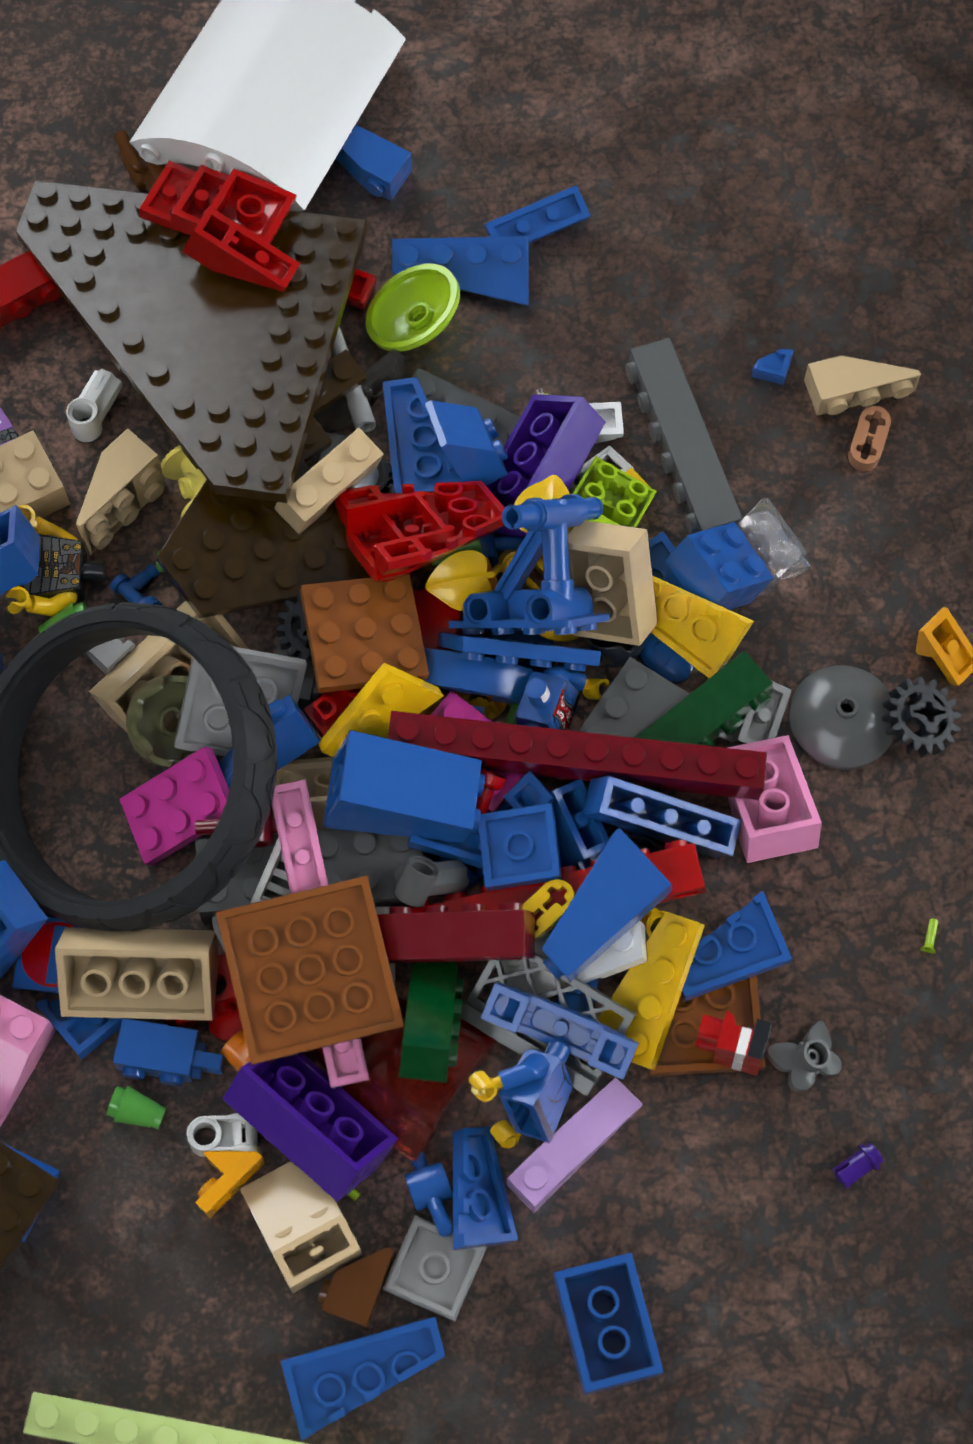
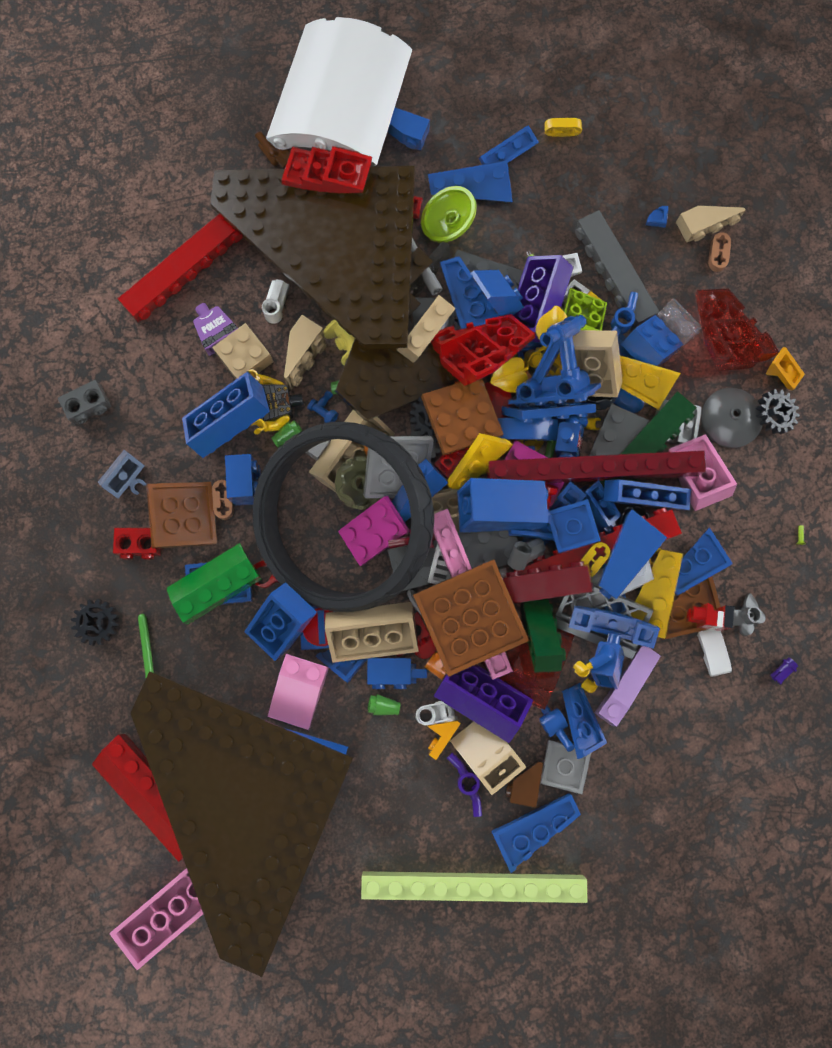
camera: 10 degrees left, 10 degrees up
(238, 252) = (346, 198): red slope -> none
(261, 1285) = (476, 801): none -> dark purple piece
(607, 1324) = (666, 783): blue brick -> none
(637, 197) = (563, 127): none -> yellow beam
(681, 511) = (626, 313): none -> blue piece
(739, 1112) = (715, 652): none -> white slope
(856, 573) = (729, 333): none -> clear red wedge

